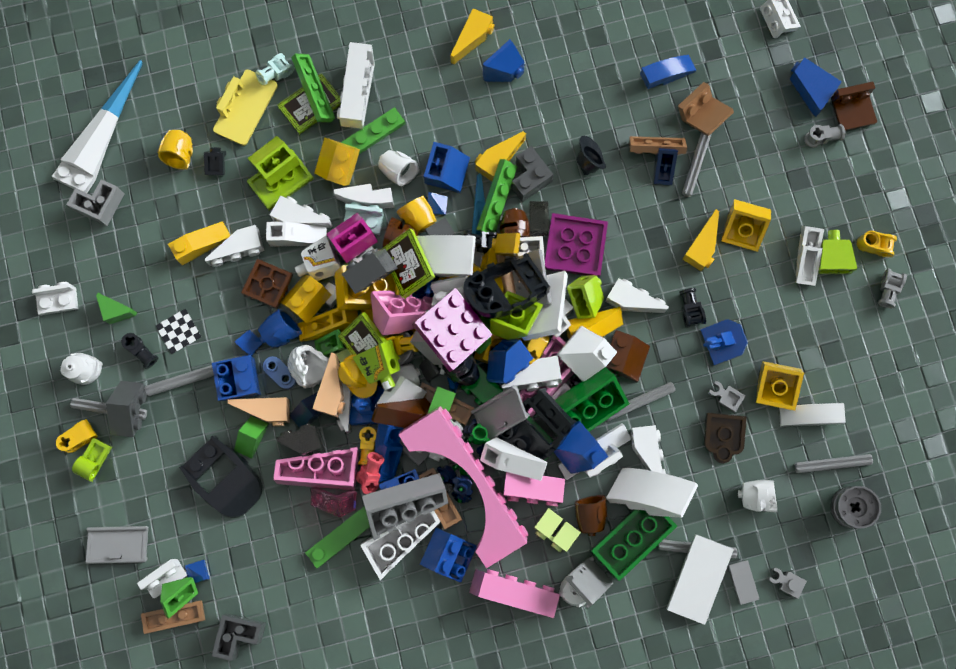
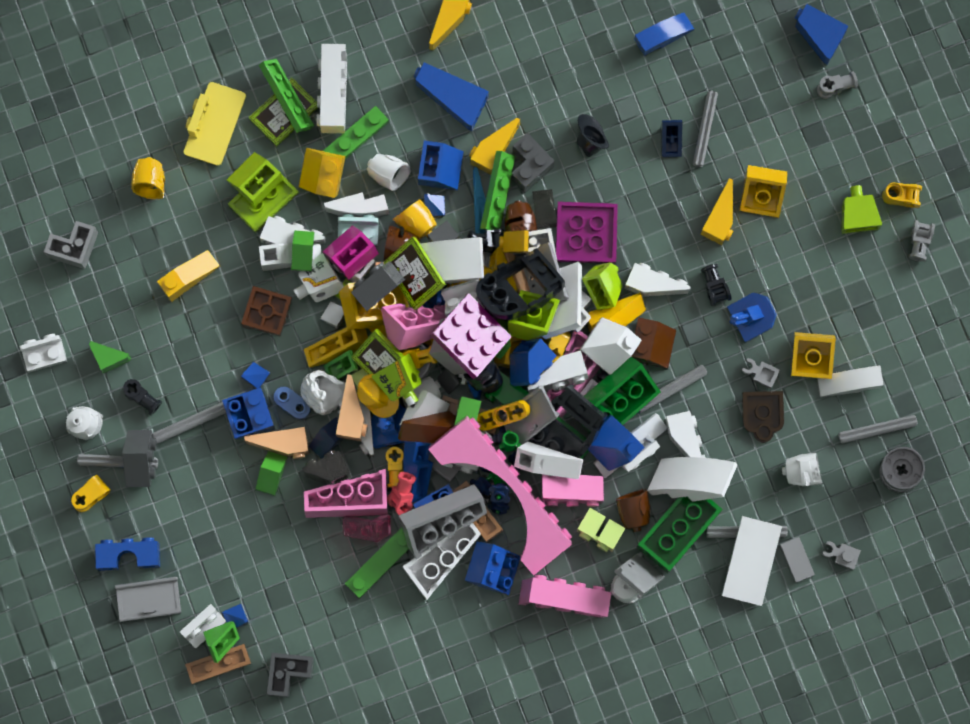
camera: 10 degrees left, 0 degrees up
(83, 159) = (50, 196): white plate -> none
(85, 498) = (109, 553): none -> blue arch
(92, 460) = (109, 515): lime plate -> none
(178, 331) = (177, 372): sticker -> none
(214, 161) = (191, 186): black bracket -> none
(236, 492) = (262, 533): black slope -> none
(240, 244) = (233, 271): white slope -> none
(276, 68) = (242, 78): light aqua connector -> none
(278, 329) = (285, 358): blue helmet -> none
(306, 231) = (302, 250): none -> bright green slope
(306, 298) = (309, 321): yellow slope -> none
(467, 104) = (453, 94): none -> blue slope
(481, 403) = (507, 408): none -> yellow beam
(504, 64) = (488, 47): blue slope -> none
(652, 144) = (653, 116): medium nougat plate -> none
(703, 110) = (706, 73): medium nougat bracket -> none
(809, 255) = (832, 215): white slope -> none
(854, 106) = (865, 50): reddish brown bracket -> none

